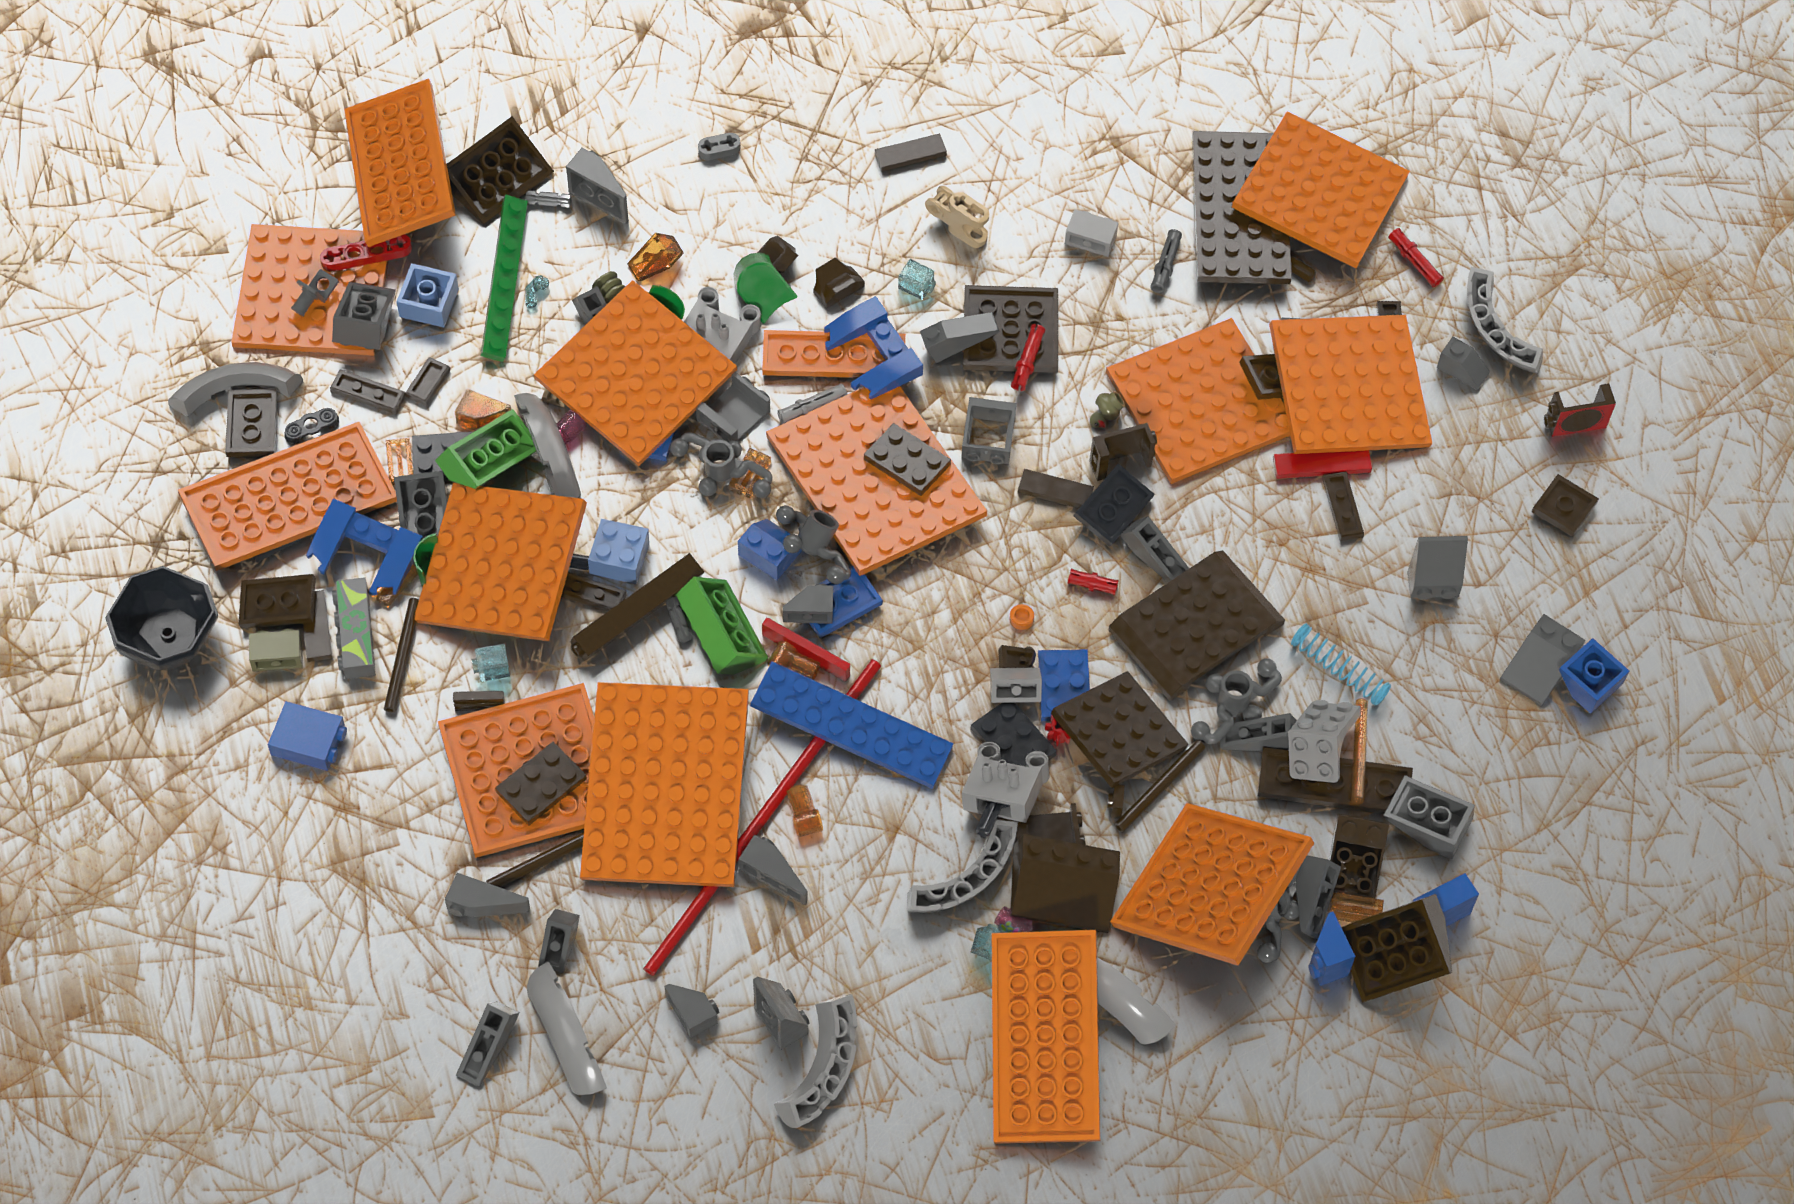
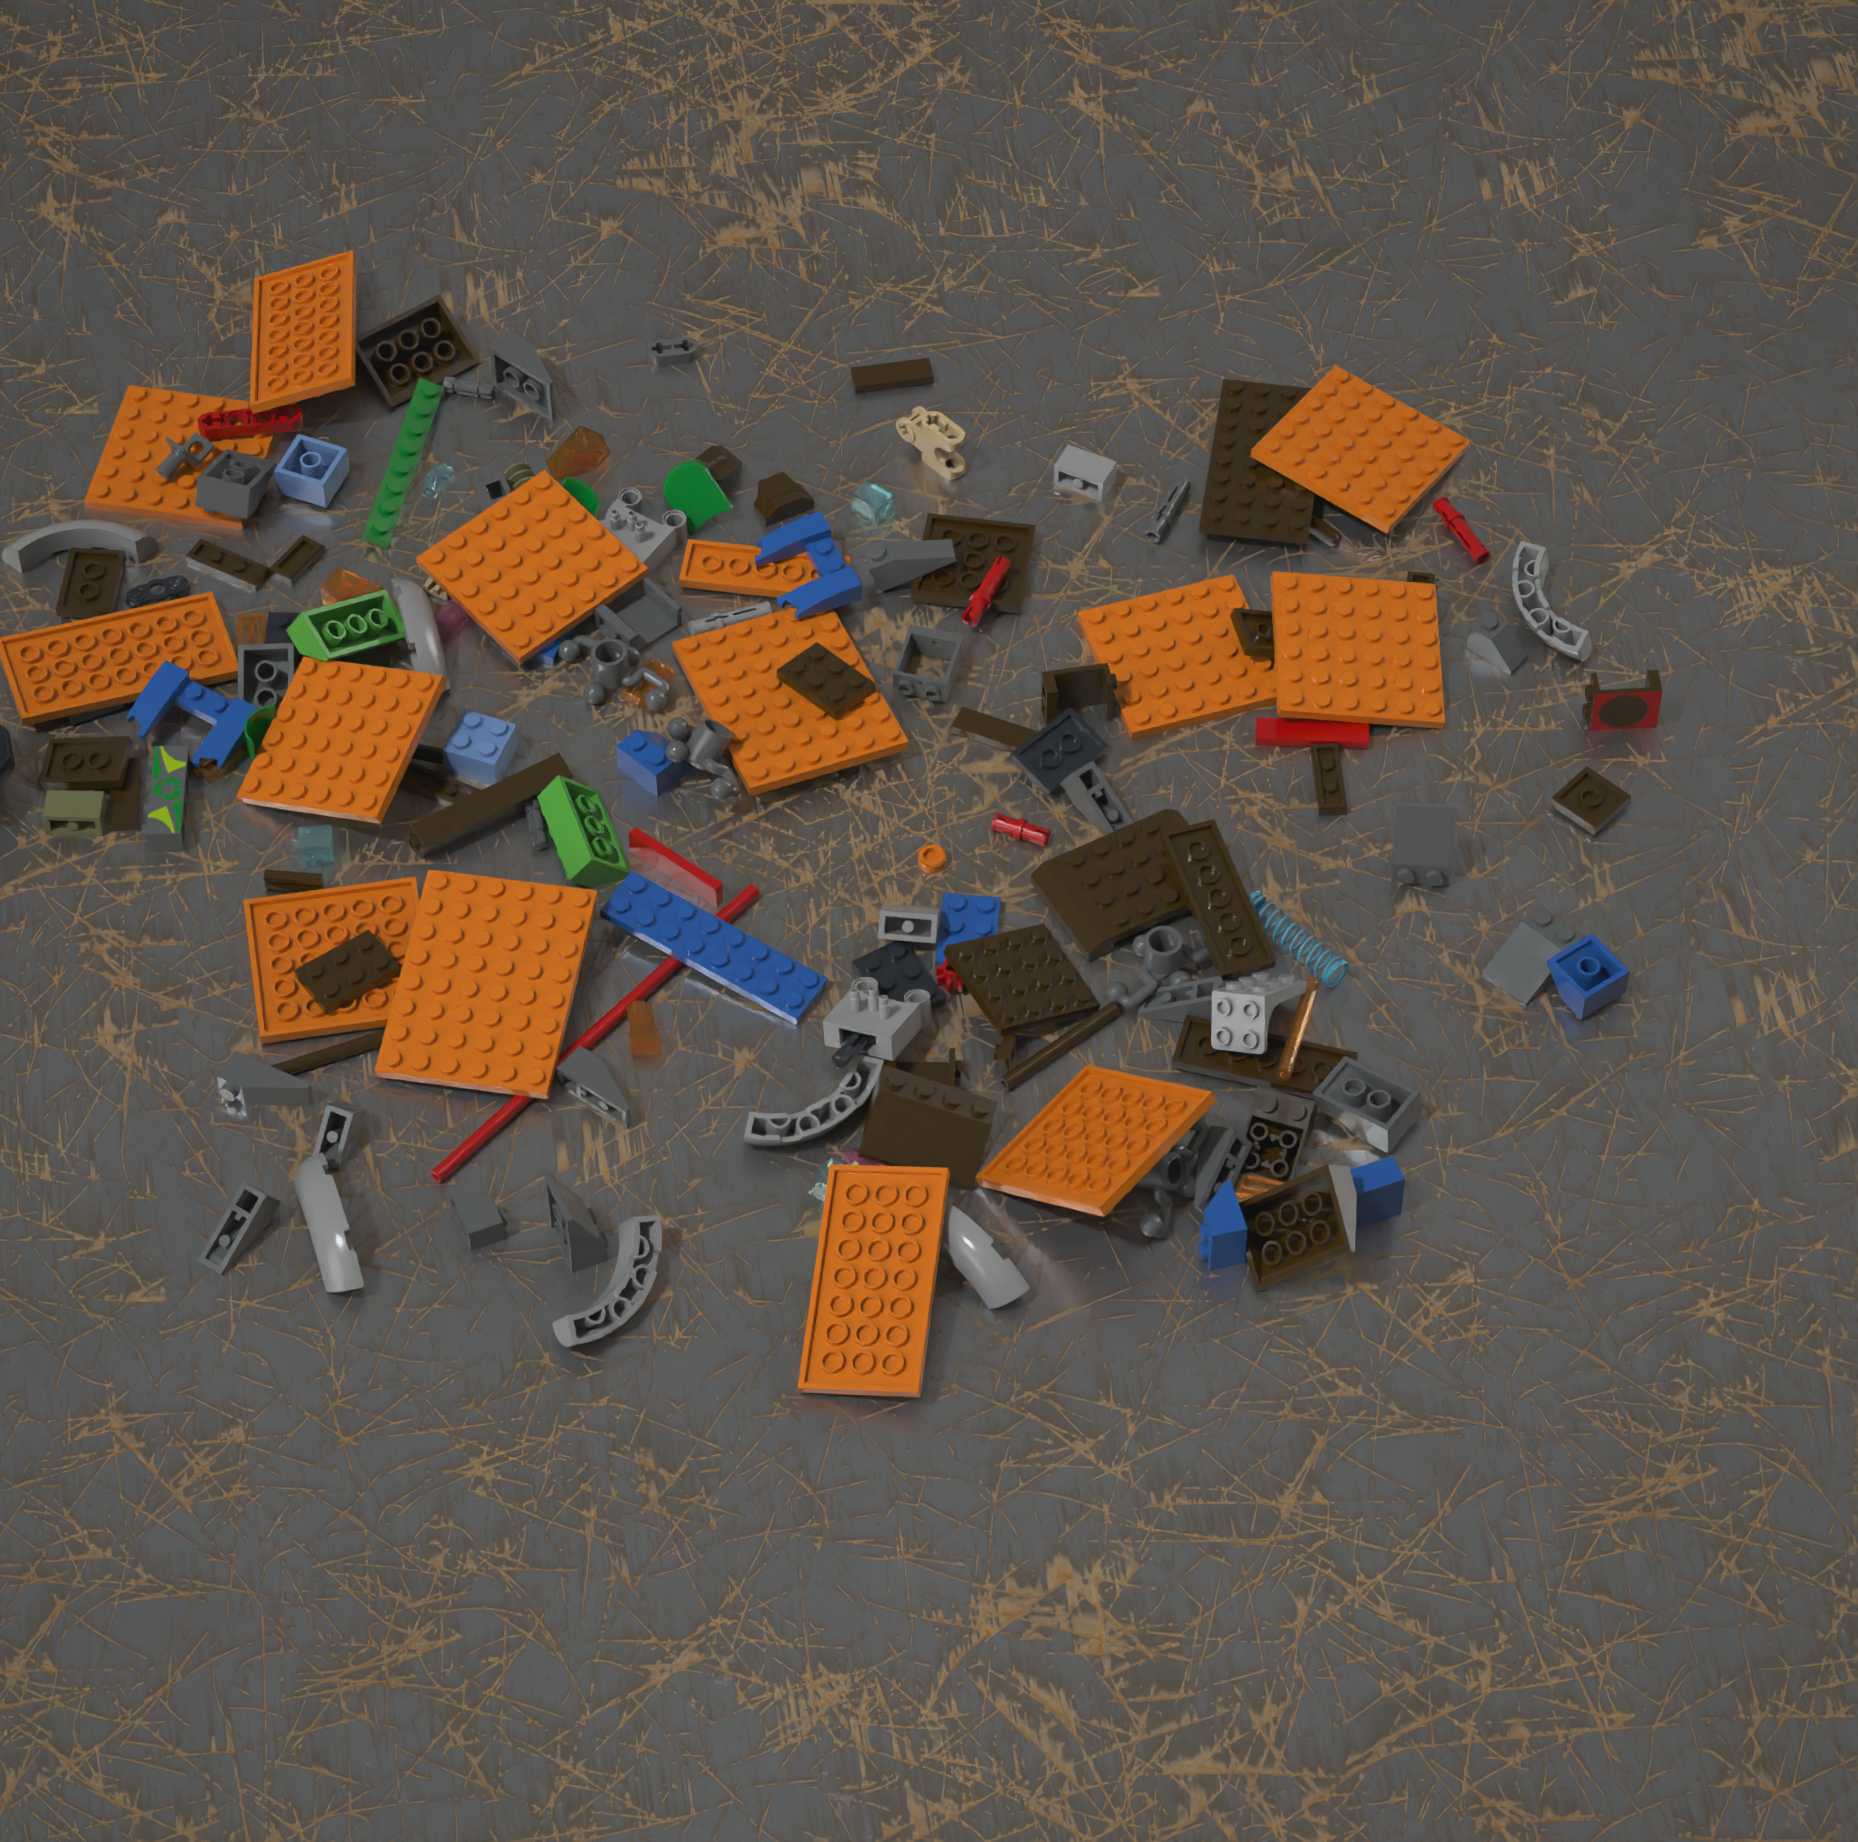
camera: 10 degrees right, 10 degrees down
(307, 736) = (93, 901): brick -> none
(401, 657) = (215, 834): dark brown piece -> none
(788, 657) = (655, 871): clear orange piece -> none
(810, 606) = (687, 819): dark grey slope -> none
(850, 601) = (721, 823): blue plate -> none
(1016, 657) = (915, 895): dark brown plate -> none
(1110, 409) = (1072, 651): olive animal -> none
(1274, 638) = (1217, 900): none -> dark brown plate

